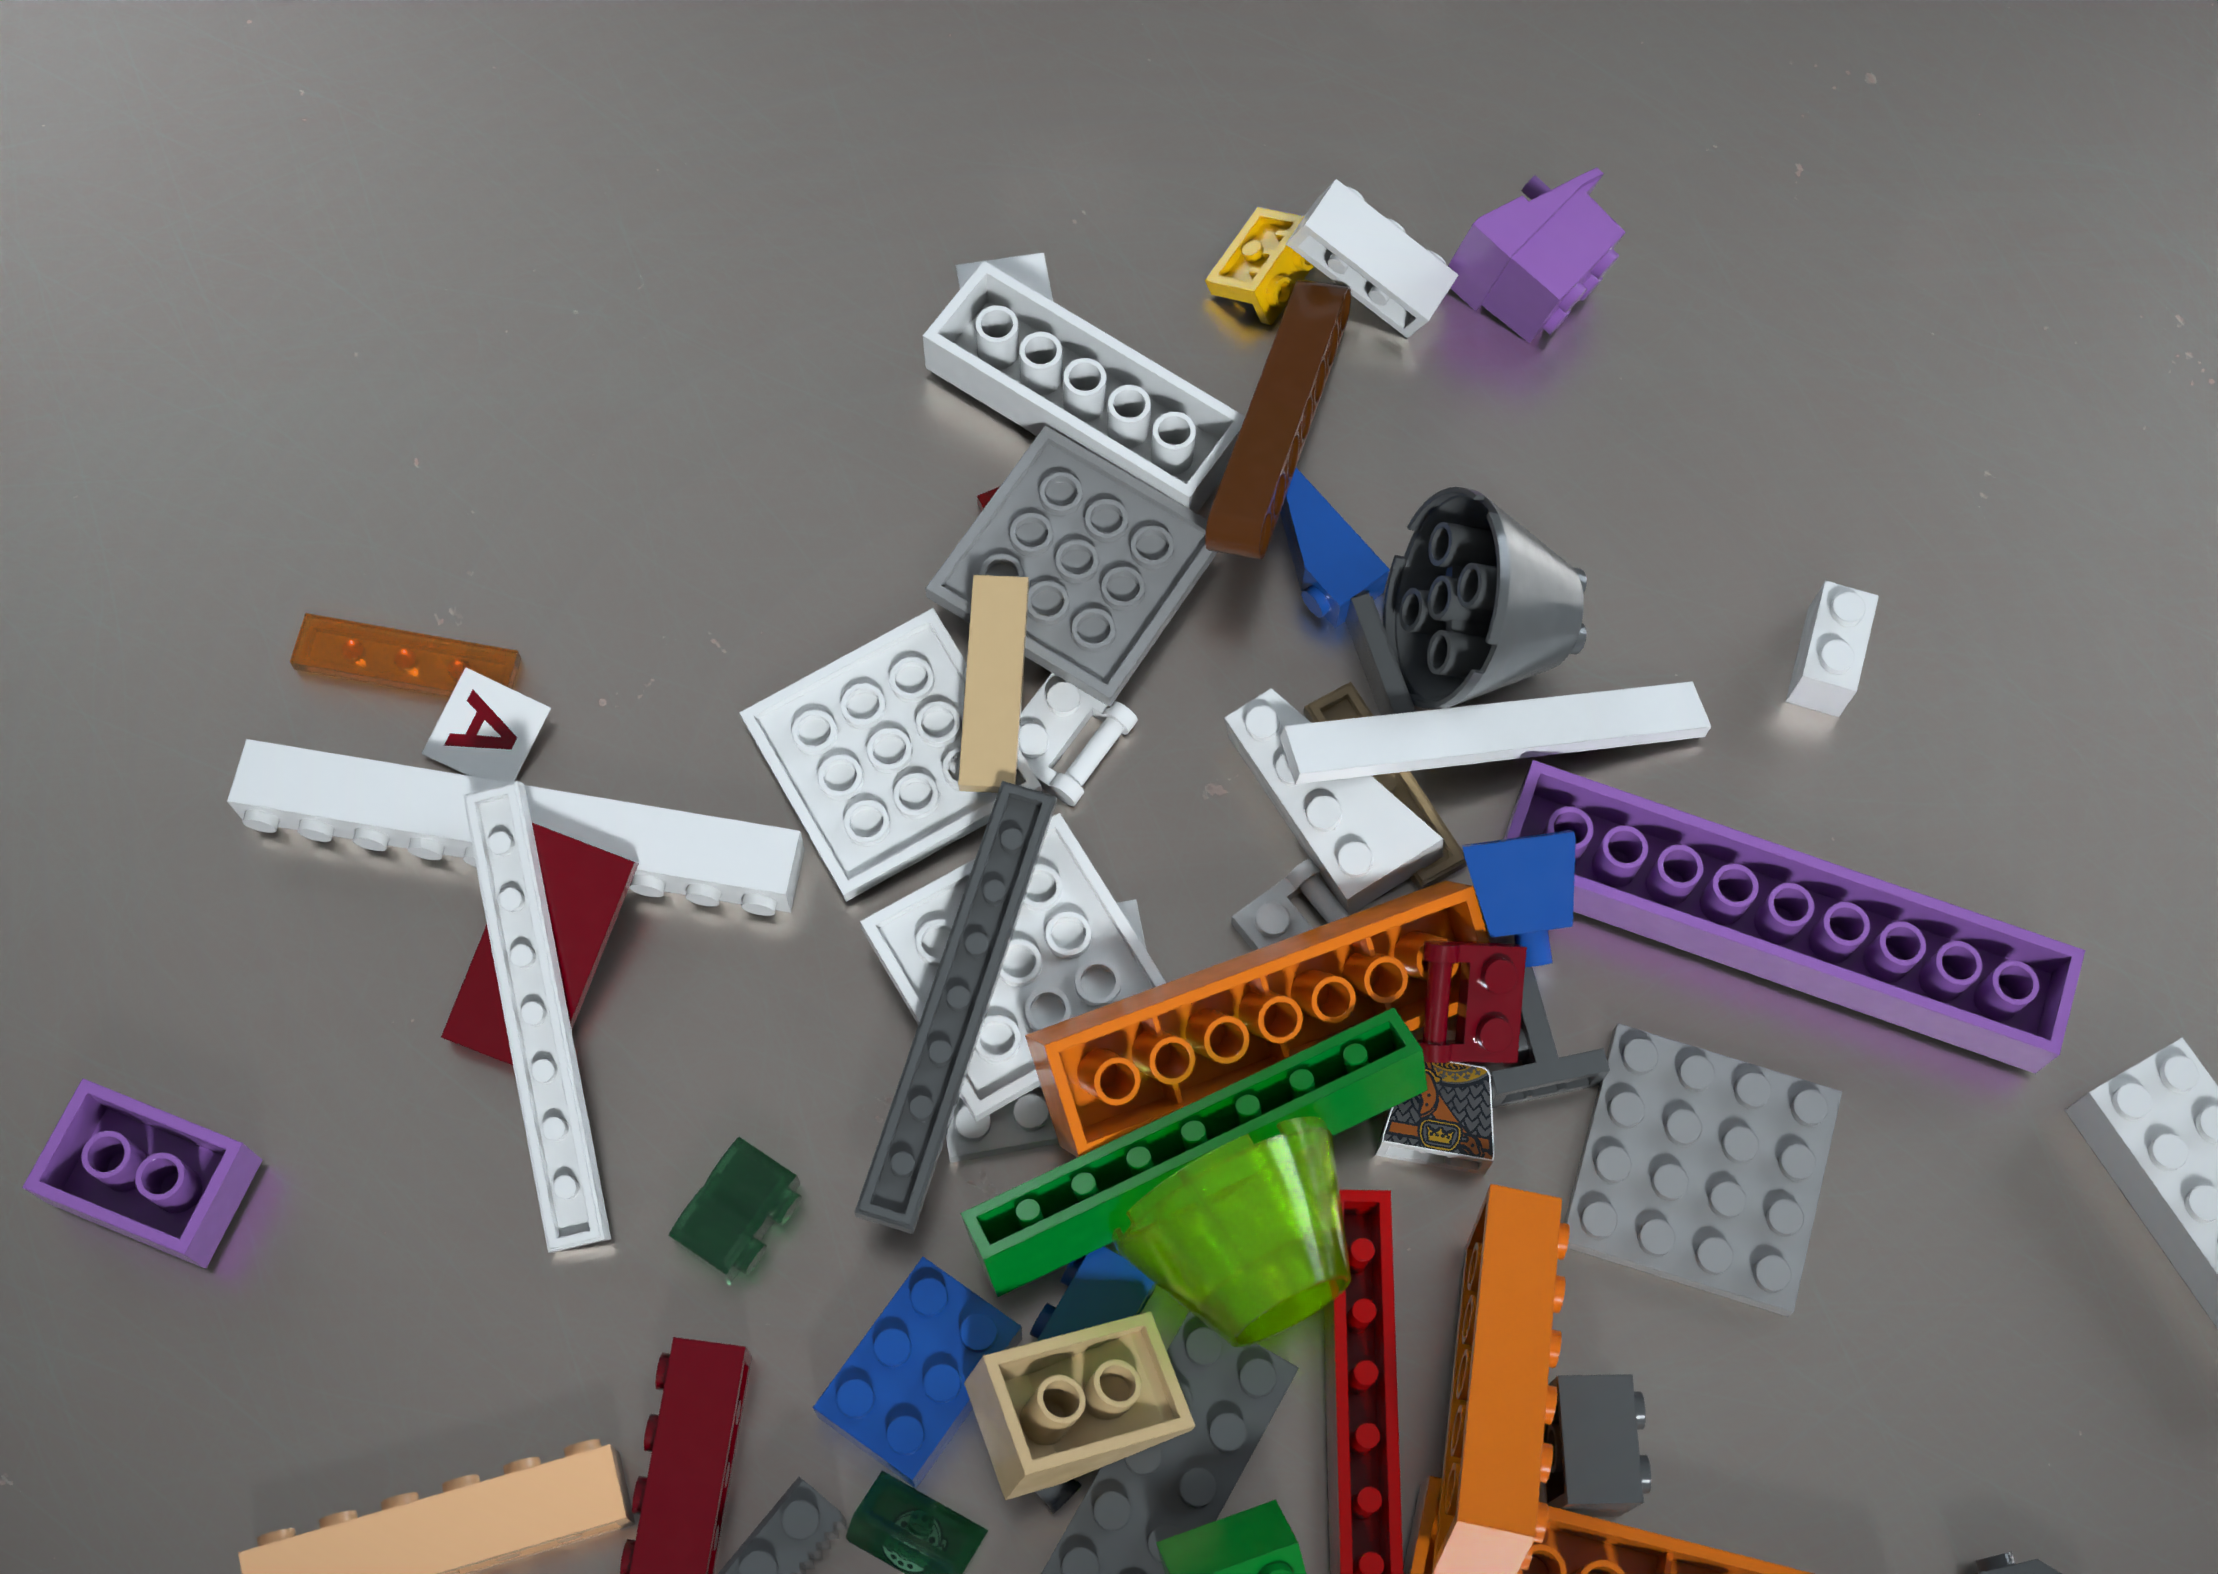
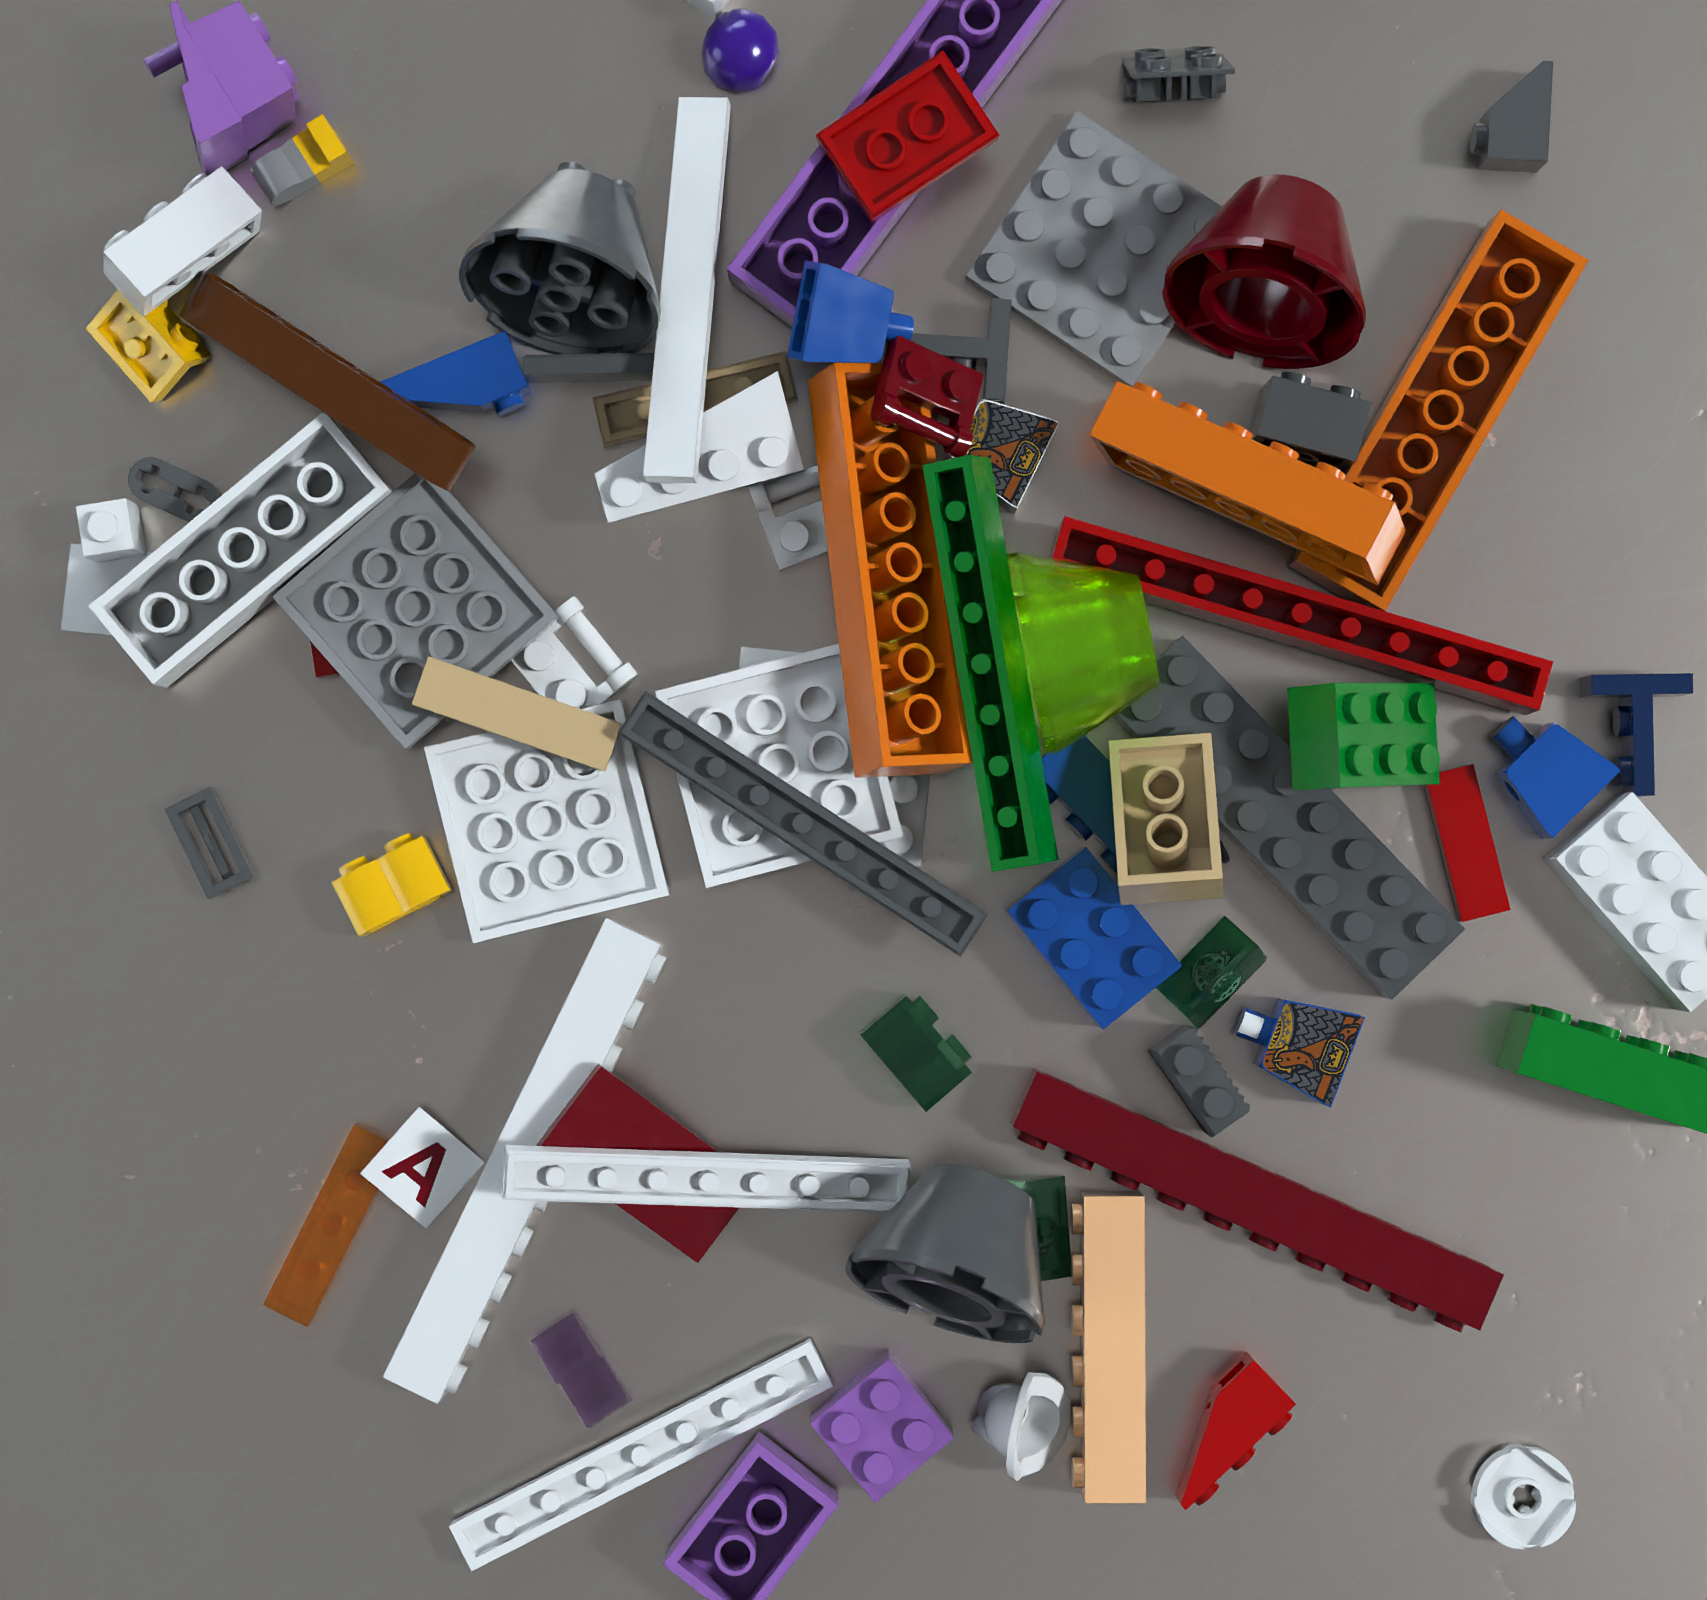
camera: 75 degrees left, 20 degrees up
(215, 1041) = (640, 1454): none -> white plate
(291, 1290) = (881, 1426): none -> medium lavender brick
(298, 951) = (581, 1370): none -> clear purple slope
(323, 1459) = (1024, 1422): none -> white helmet
(512, 1309) = (959, 1251): none -> dark grey cone
(563, 1412) = (1051, 1224): none -> clear green slope
(780, 620) = (391, 885): none -> yellow brick
(787, 464) = (192, 851): none -> dark grey tile
(1067, 271) = (111, 530): none -> white brick
(1135, 327) = (180, 481): none -> dark grey beam
(1490, 352) = (301, 162): none -> leg
(1742, 1345) = (1270, 277): none -> dark red cone
(1743, 902) = (907, 136): none -> red tile
(1765, 728) = (739, 50): none -> dark purple hair
(1923, 1154) = (1200, 63): none -> dark grey hinge

